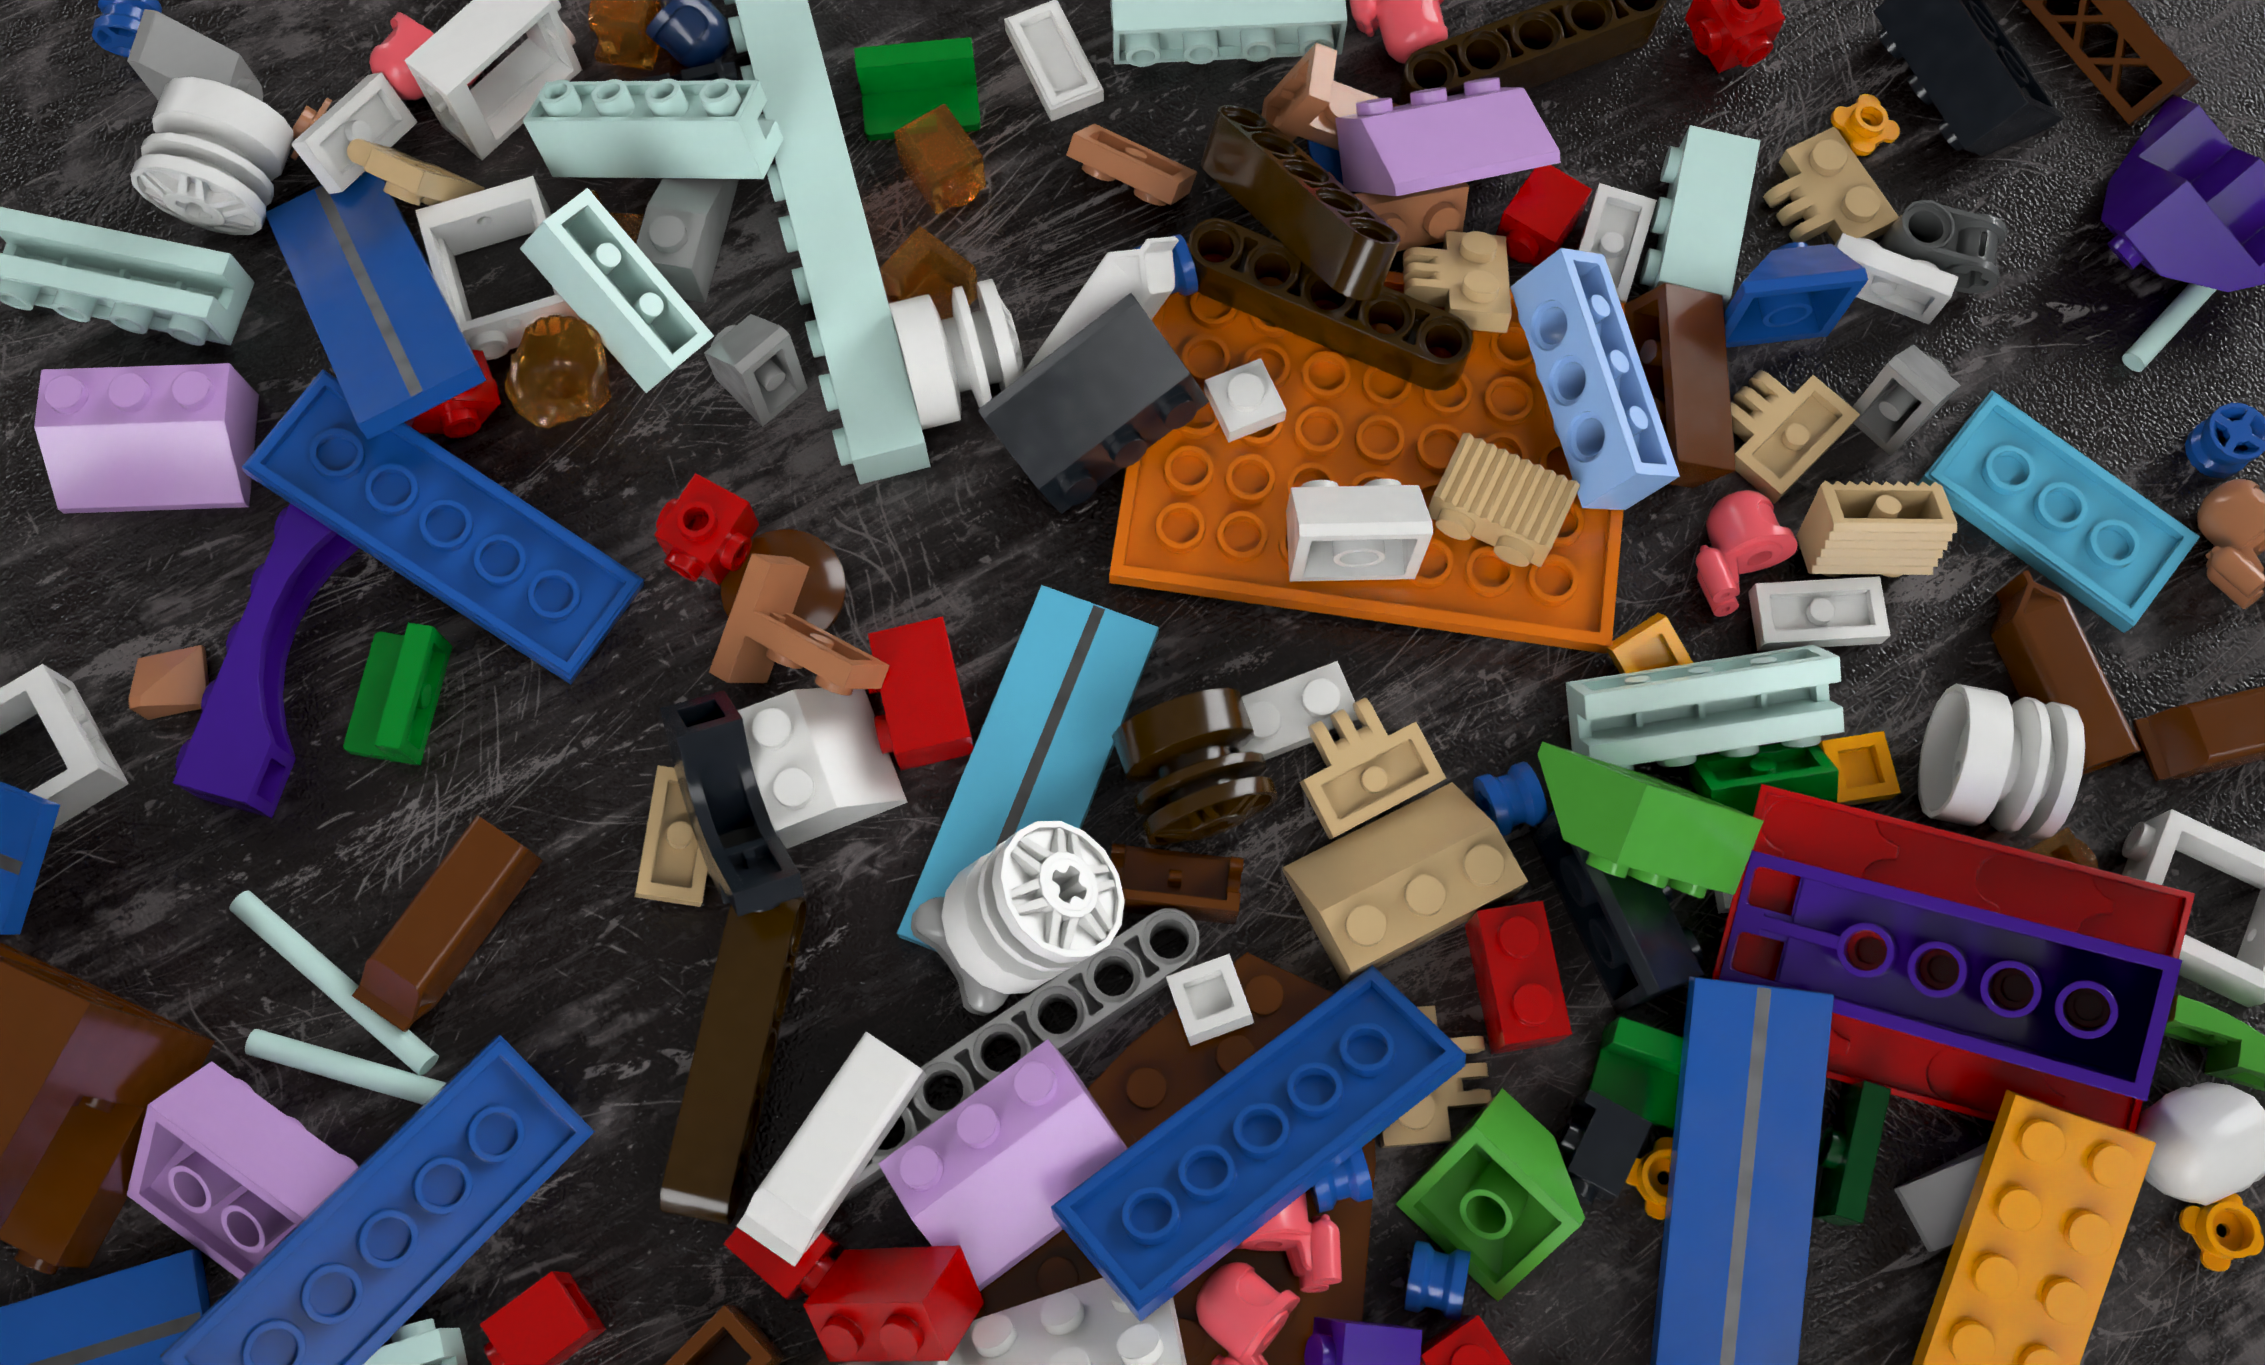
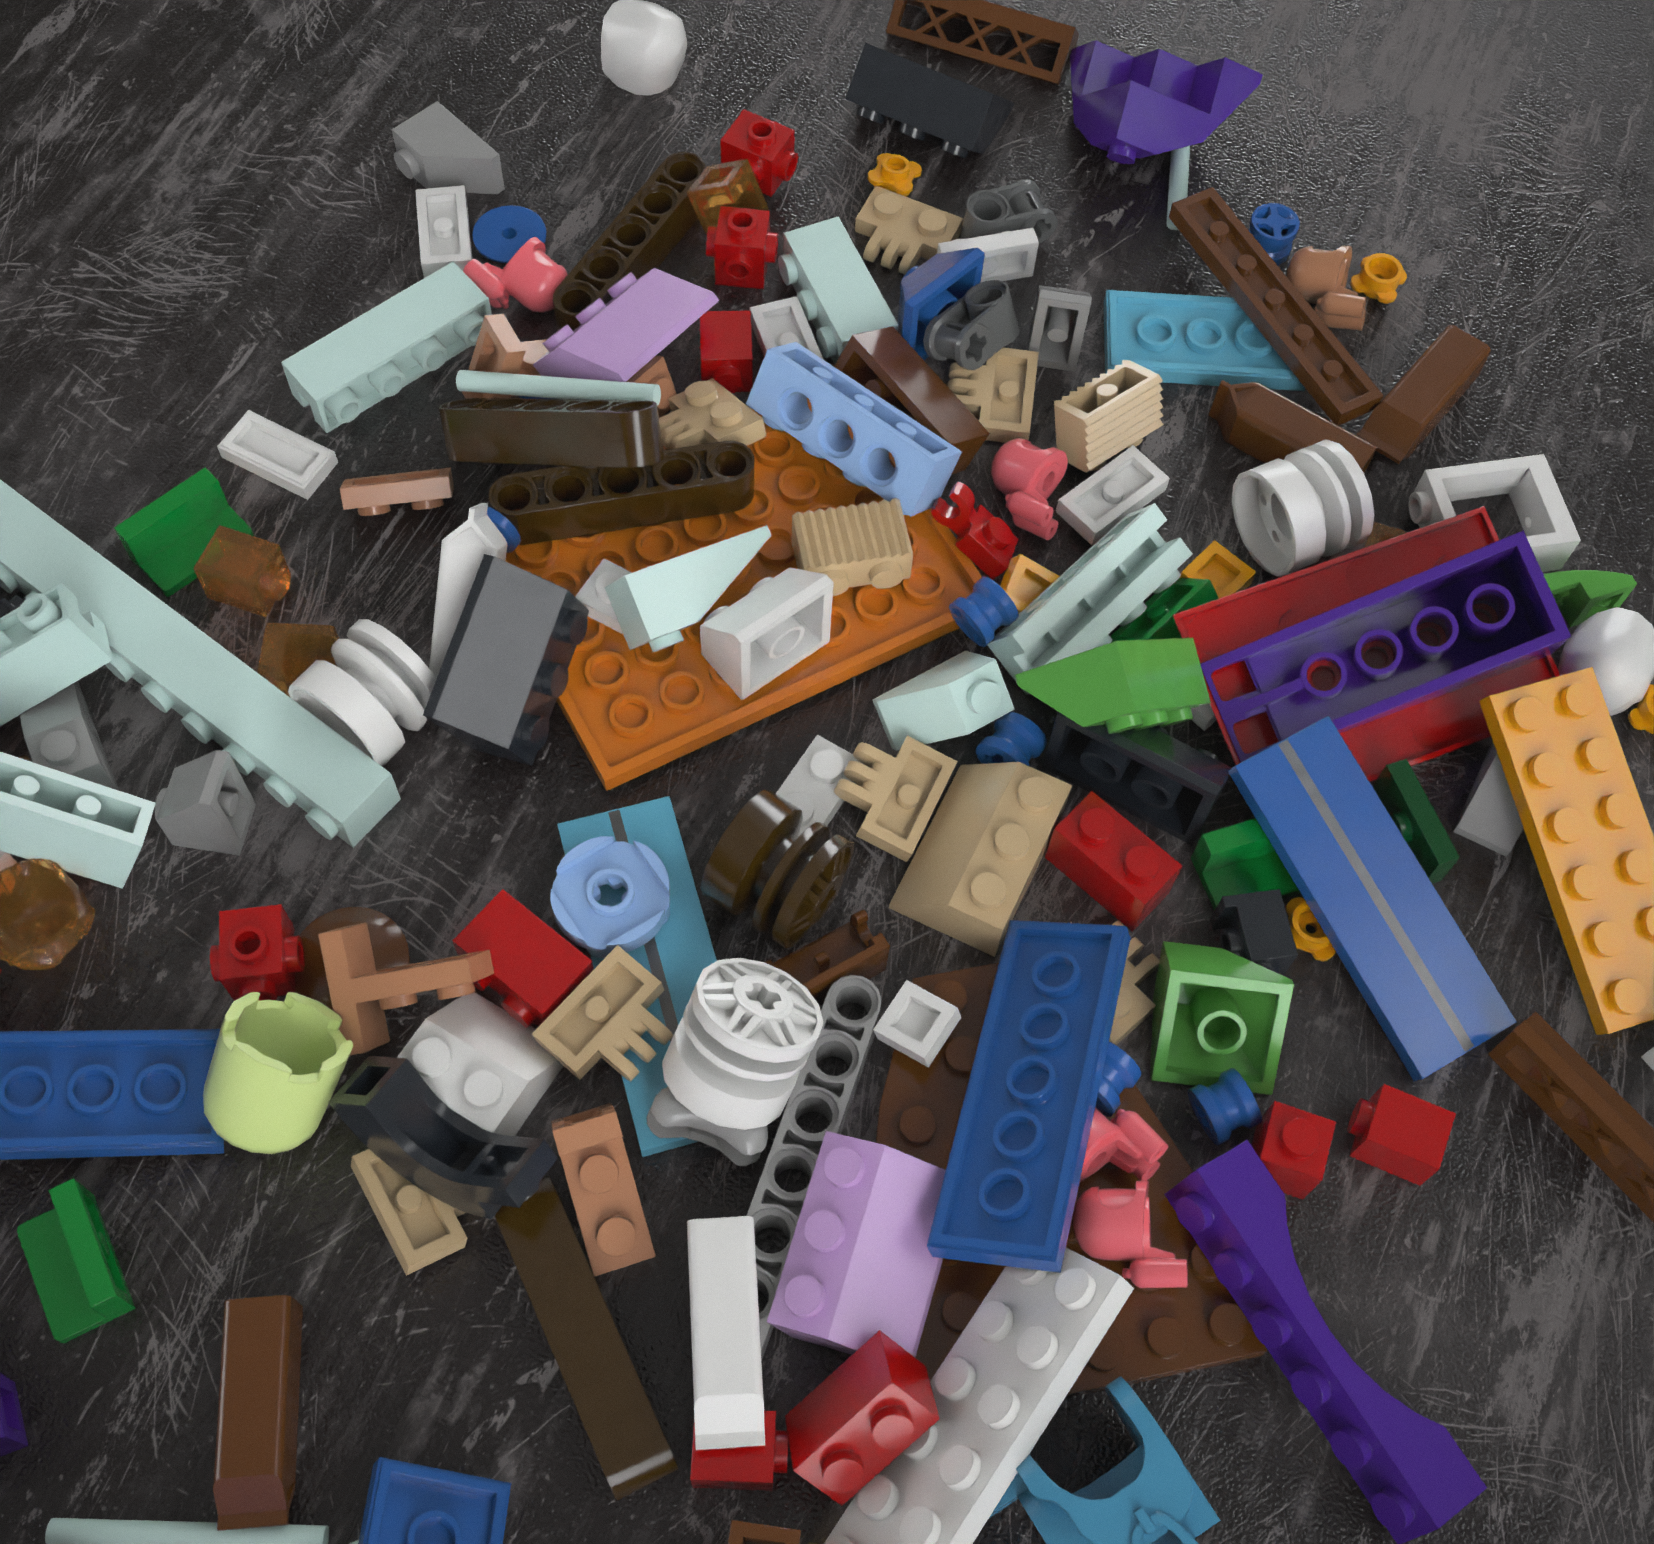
camera: 40 degrees left, 10 degrees down
(642, 647) = (274, 1071): none -> yellowish green cylinder
(839, 937) = (603, 1189): none -> nougat bracket
(947, 796) = (606, 1018): none -> tan hinge
(1008, 660) = (619, 864): none -> light blue plate
(1300, 440) = (678, 592): none -> light aqua slope
(1336, 161) = (554, 387): none -> light aqua bar
(1478, 712) = (945, 701): none -> light aqua slope
(1582, 650) = (984, 611): none -> blue wheel
(1641, 112) = (742, 247): none -> red brick
(1647, 567) = (980, 534): none -> red plate
(1662, 46) = (725, 185): none -> clear orange panel
(1815, 348) = (973, 326): none -> dark grey piece
(2158, 525) = (1275, 307): none -> reddish brown plate

